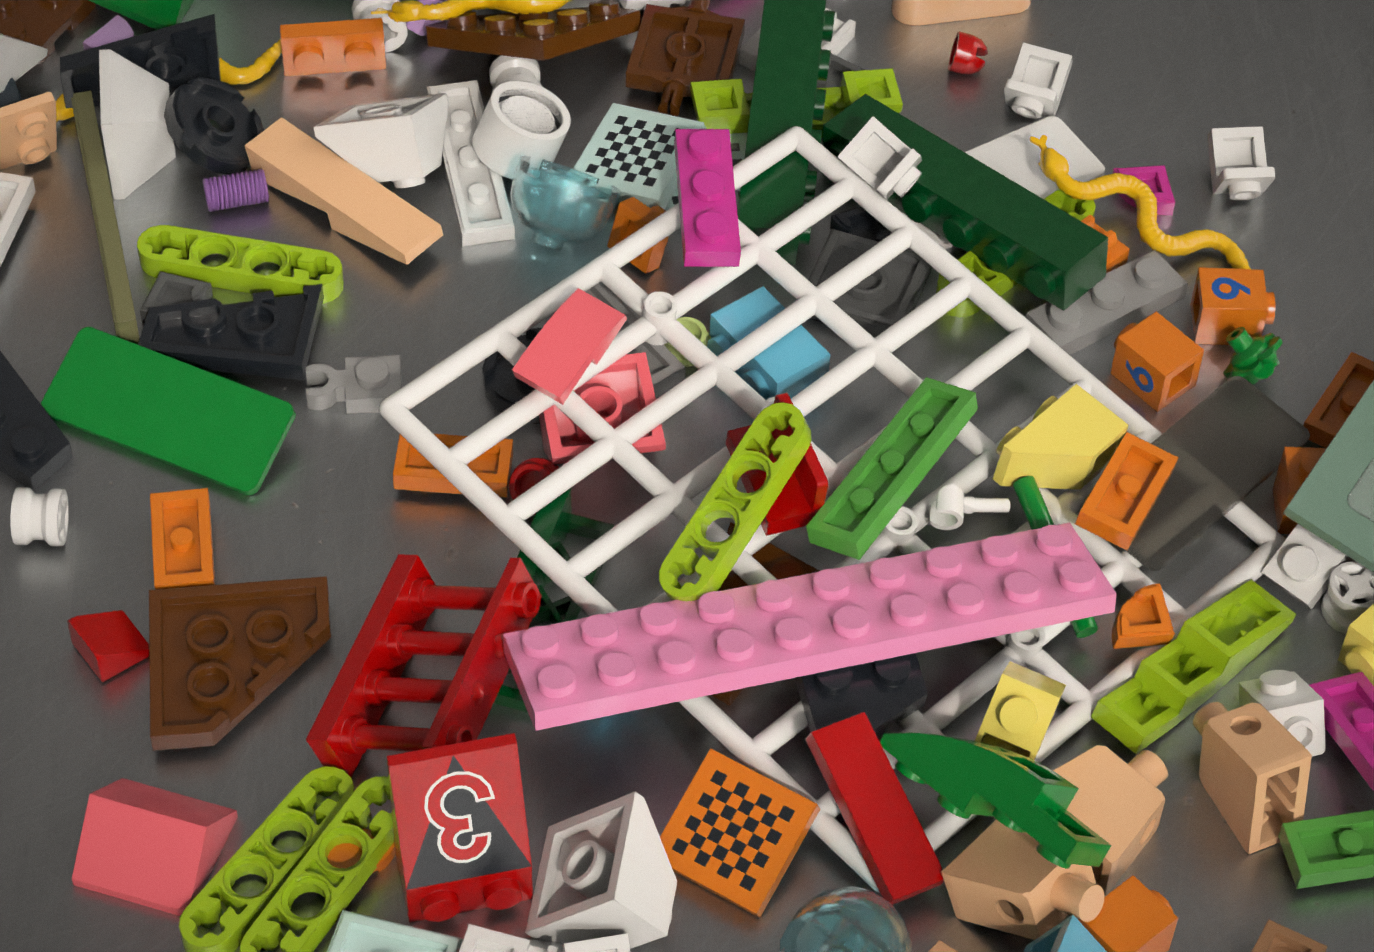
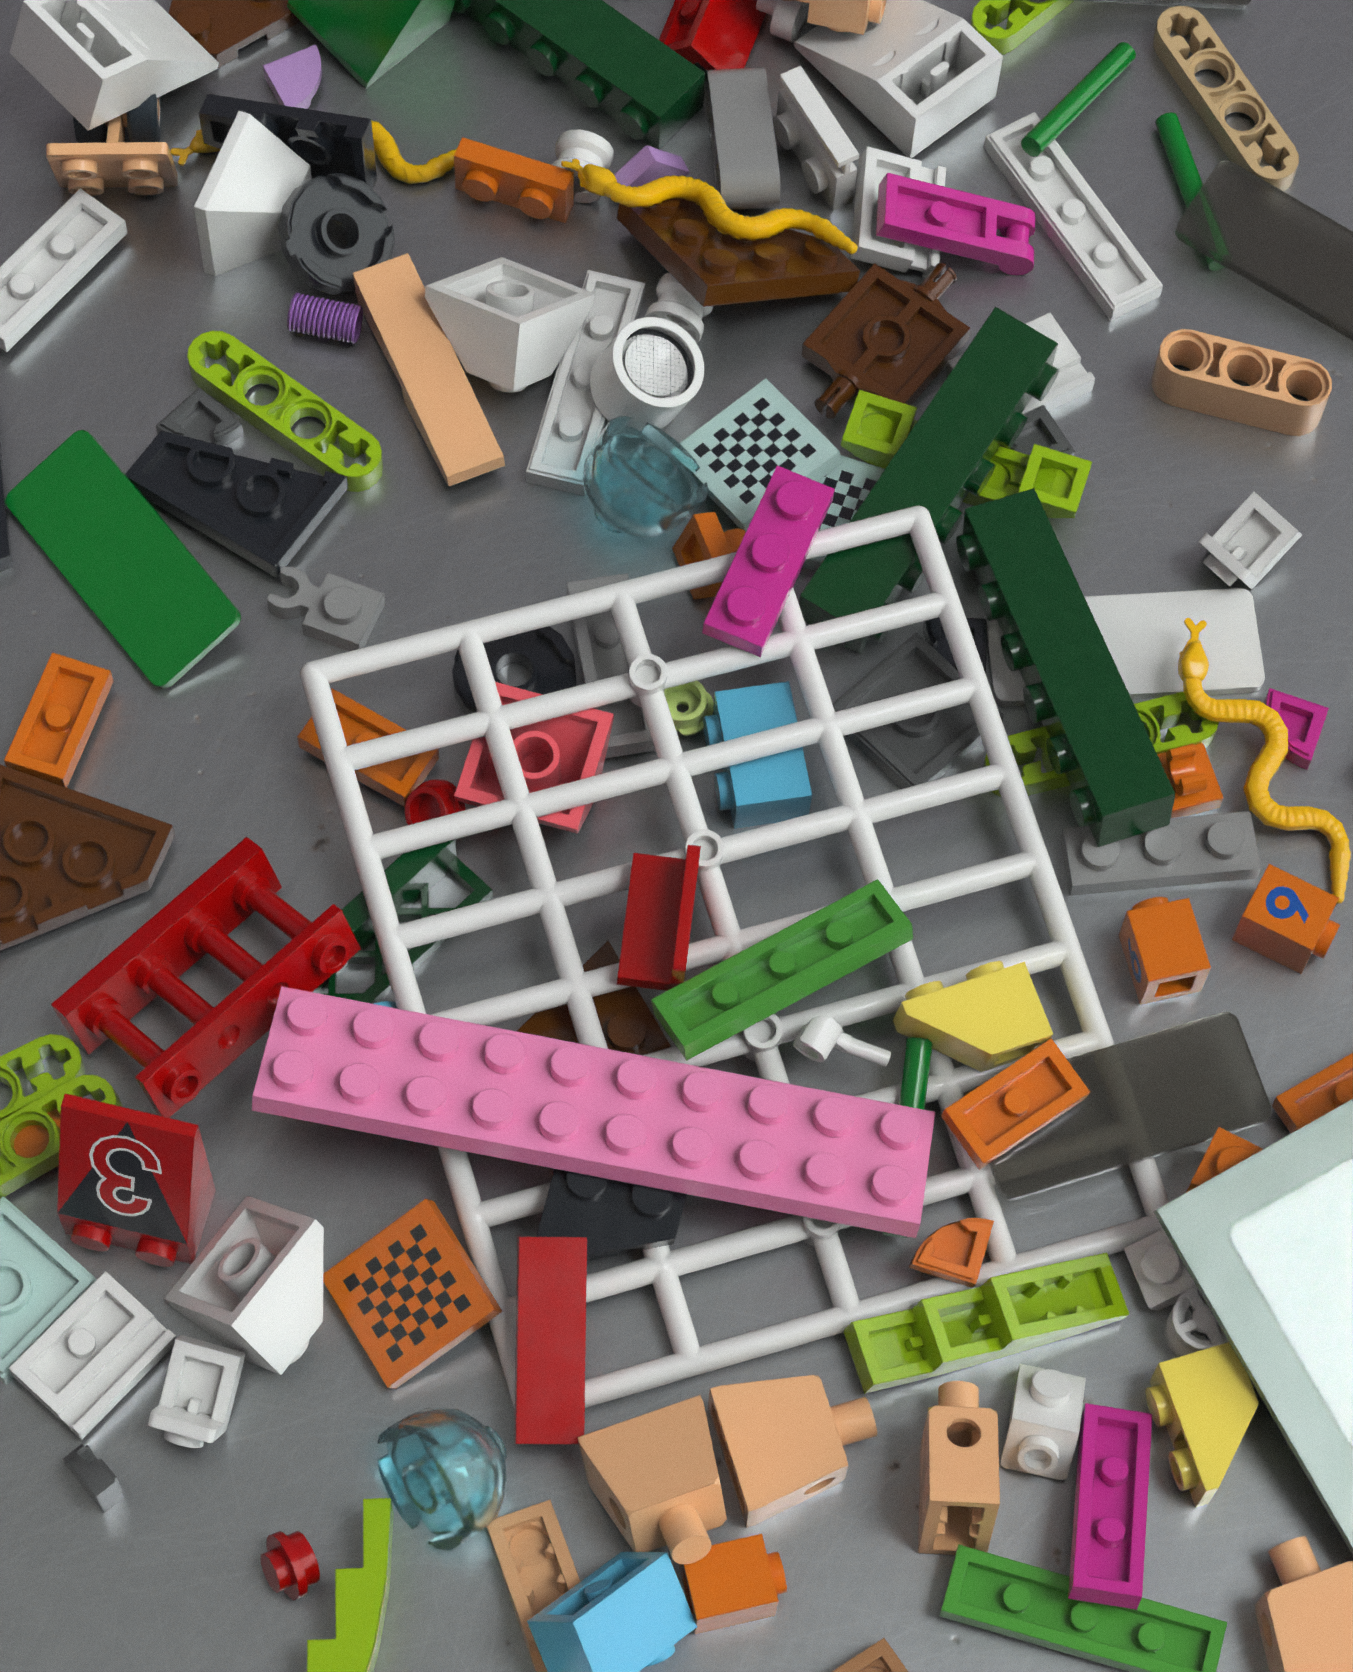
camera: 25 degrees right, 15 degrees up
(105, 218) = (163, 327): olive tile -> none
(568, 344) = (522, 681): coral slope -> none
(744, 508) = (577, 940): lime beam -> none
(882, 160) = (988, 590): white bracket -> none
(964, 54) = (1192, 468): red hinge -> none
(1001, 785) = (680, 1399): green slope -> none
(1020, 710) = (734, 1321): light yellow slope -> none
(1252, 356) = (1272, 991): green plant -> none

